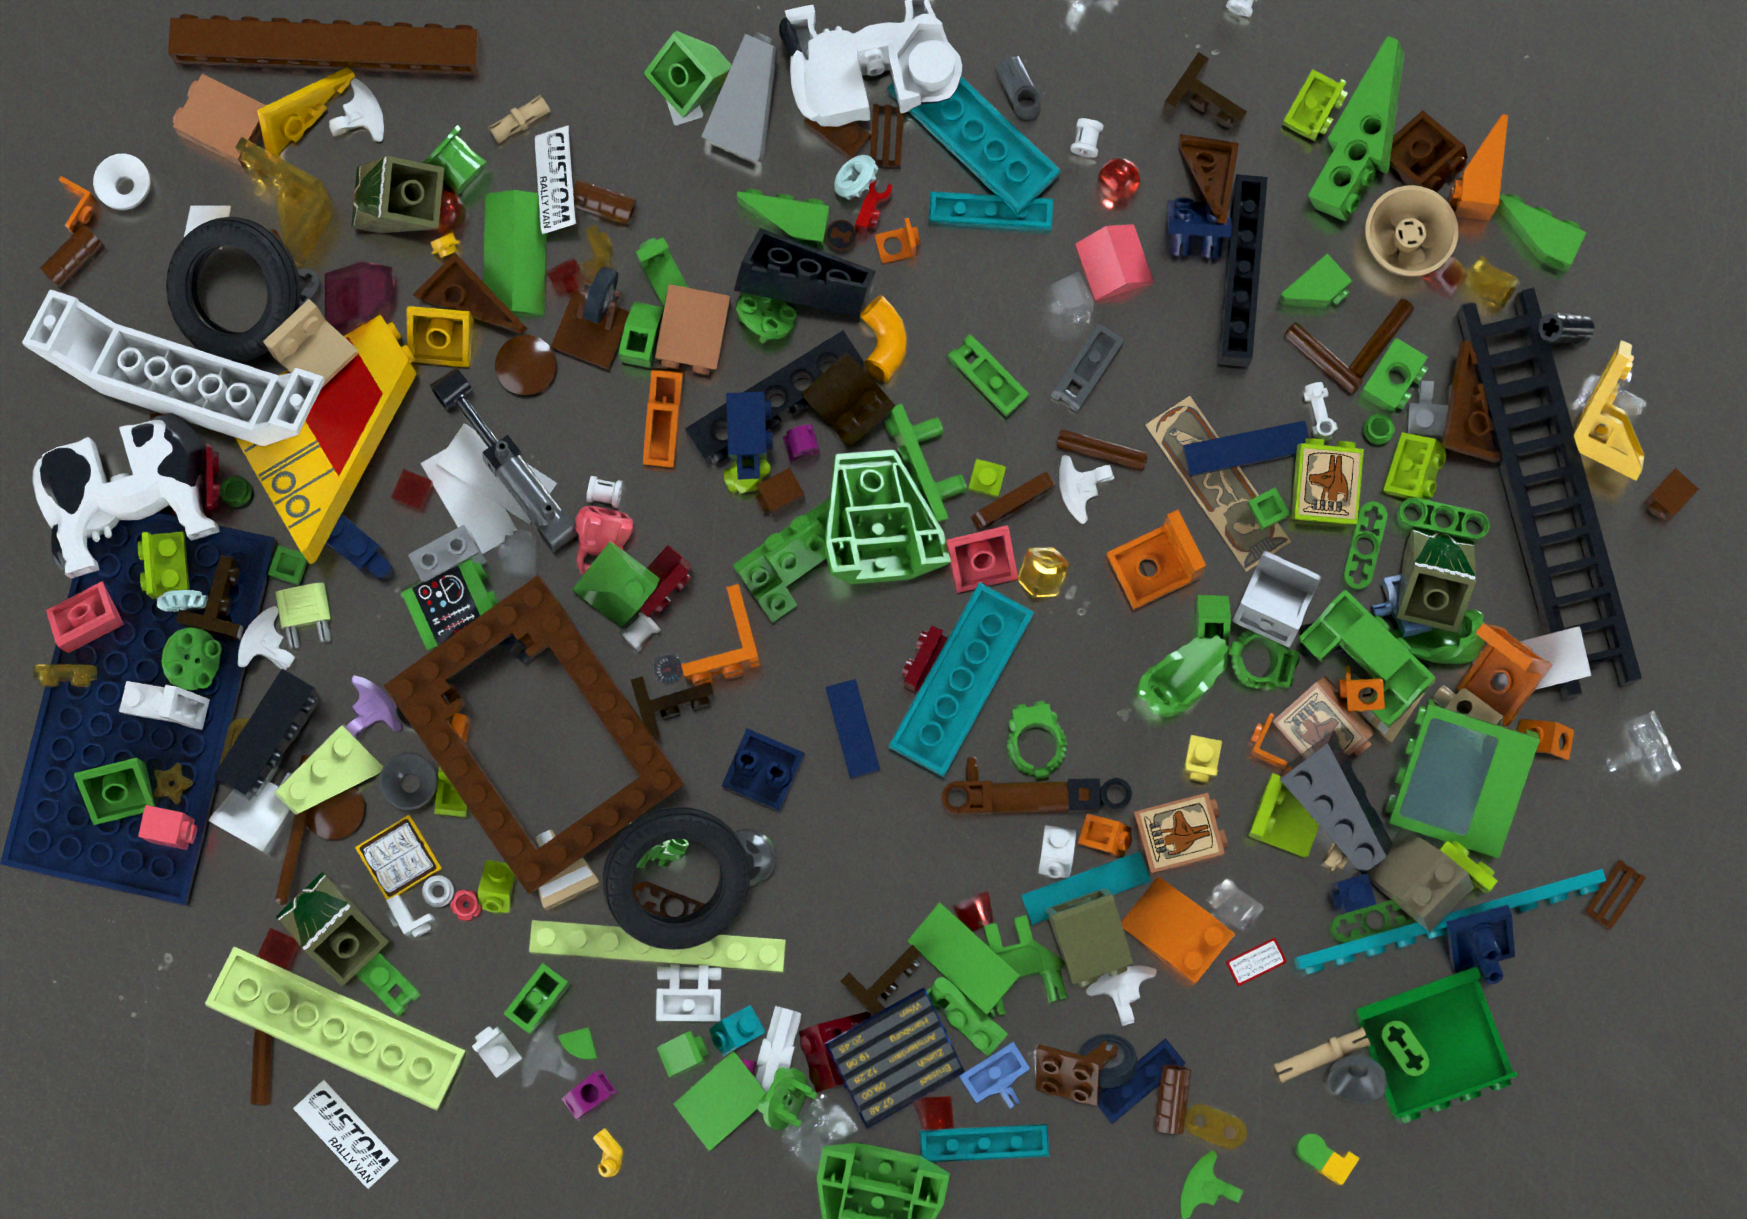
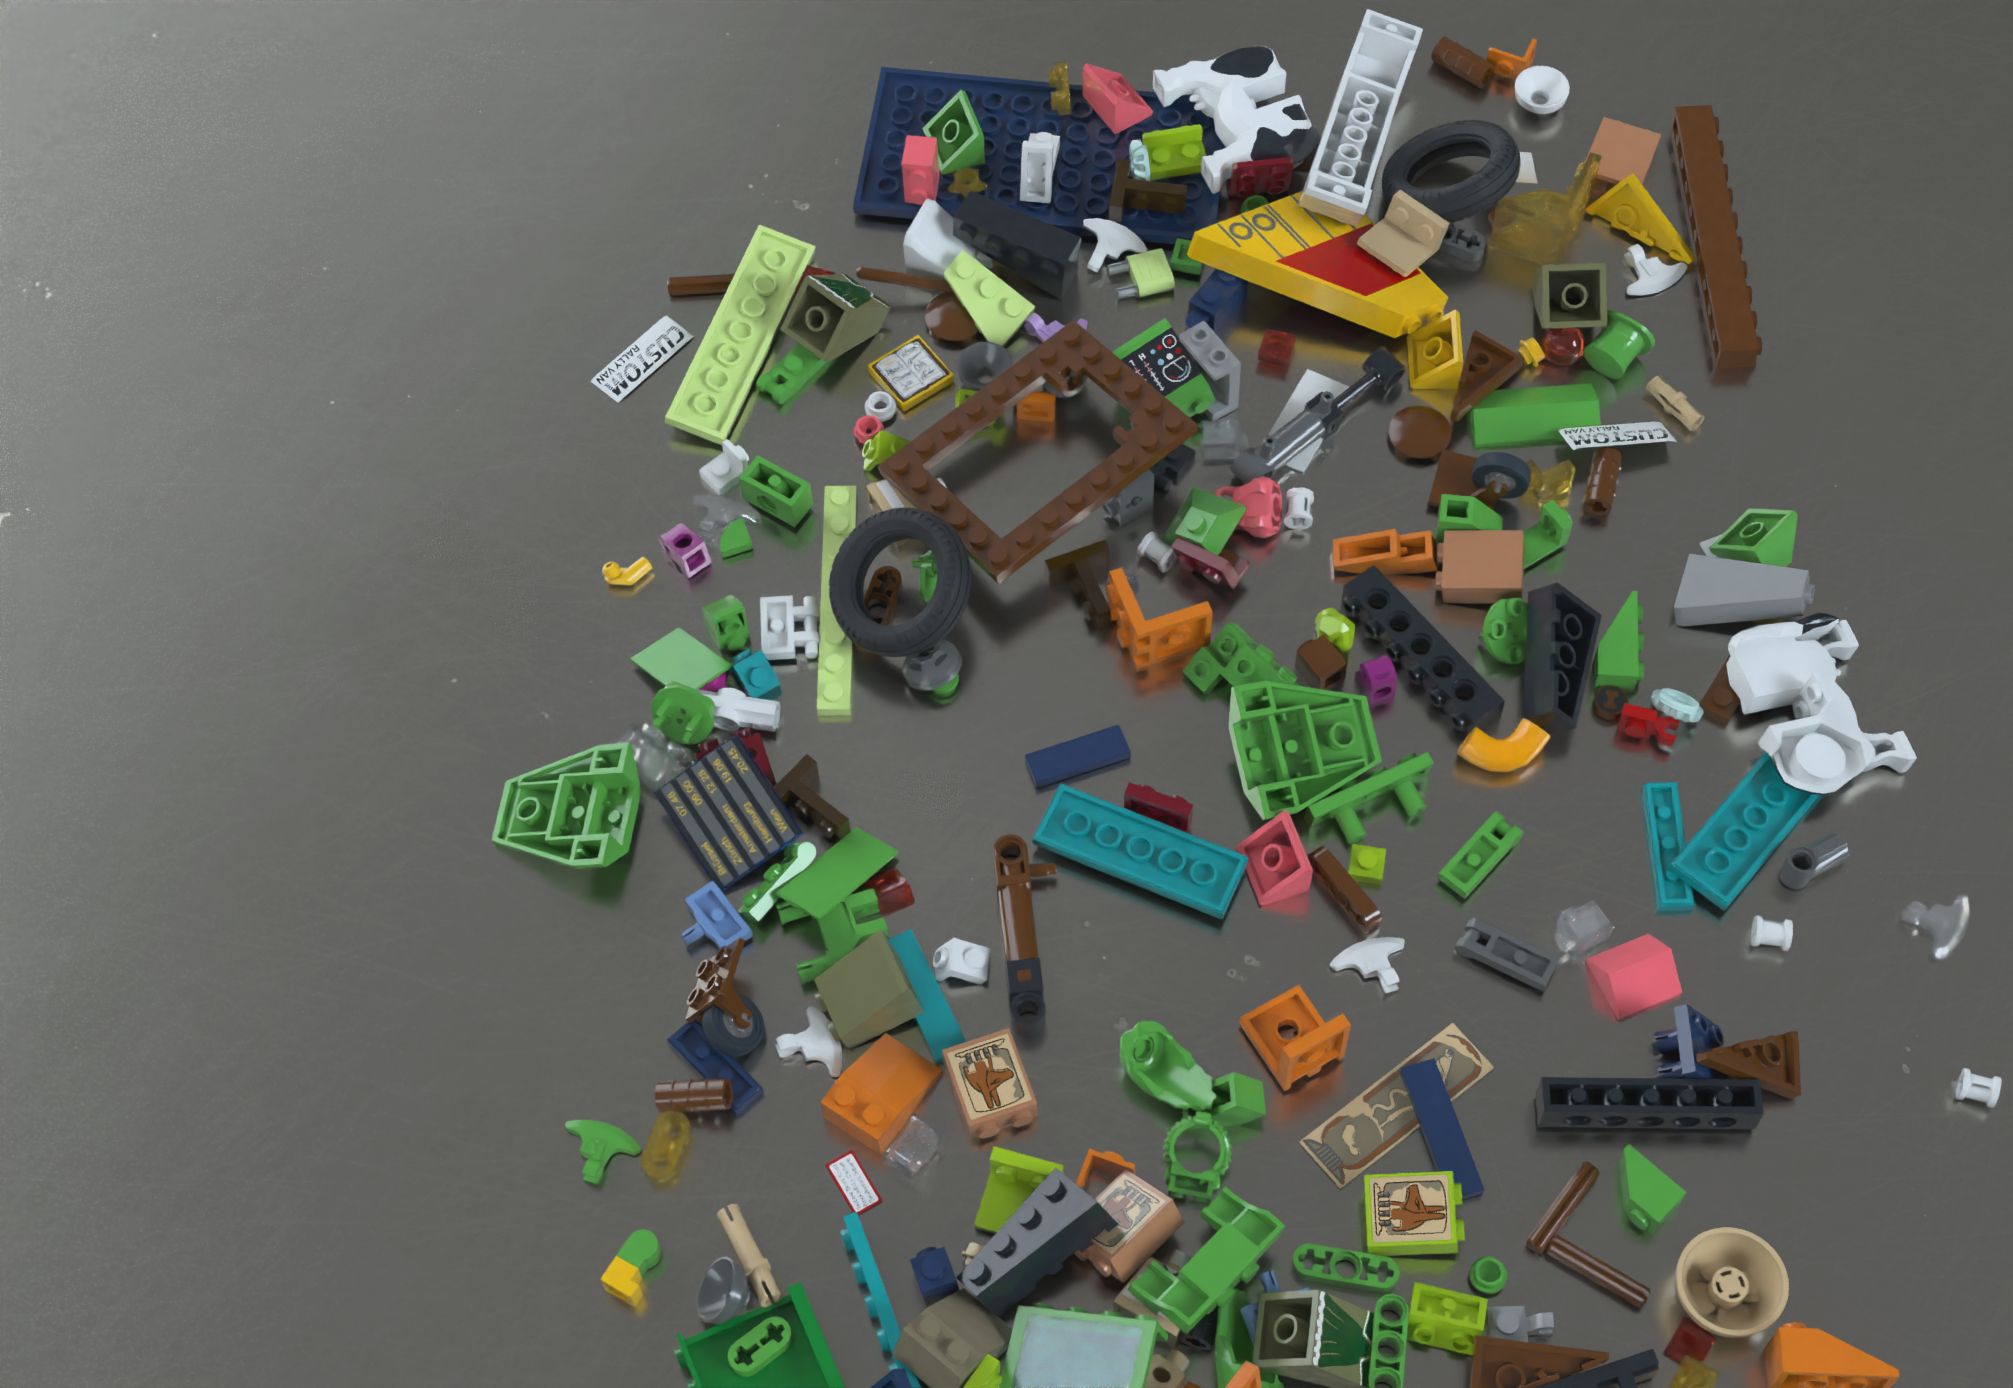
camera: 85 degrees right, 20 degrees down
(185, 672) = (1070, 174): bright green plate -> none
(356, 293) = (1469, 283): clear pink slope -> none
(400, 915) = (851, 379): white bracket -> none
(469, 507) = (1263, 405): white piece -> none
(564, 273) = (1520, 448): clear red tile -> none
(747, 431) = (1377, 613): dark blue brick -> none
(763, 769) = (1025, 673): dark blue plate -> none
(848, 399) = (1431, 710): dark brown bracket -> none
(887, 110) = (1729, 731): reddish brown tile -> none
(909, 238) = (1616, 762): orange bracket -> none
(935, 1112) = (674, 866): clear red slope -> none
(984, 1143) = (644, 917): teal tile -> none
(1038, 717) = (1103, 917): bright green piece -> none
(1043, 571) = (1269, 924): clear yellow panel -> none
(1102, 449) = (1416, 977): reddish brown axle -> none
(1105, 835) = (982, 1009): orange bracket -> none
(1119, 179) = (1730, 966): clear red piece -> none
(1202, 758) = (1077, 1106): light yellow bracket -> none
(1203, 96) = (1852, 1034): dark brown bracket -> none
(1268, 508) = (1373, 1154): bright green plate -> none
(1276, 599) = (1266, 1164): light grey panel -> none
(1314, 104) = (1865, 1175): lime bracket -> none
(1325, 426) = (1479, 1208): white bar -> none
(1351, 688) = (1170, 1244): orange bracket -> none
(1354, 934) = (908, 1280): bright green beam -> none
(1369, 109) = (1844, 1228): bright green brick -> none
(1400, 359) = (1542, 1267): bright green brick -> none
(1426, 153) = (1832, 1299): reddish brown plate -> none

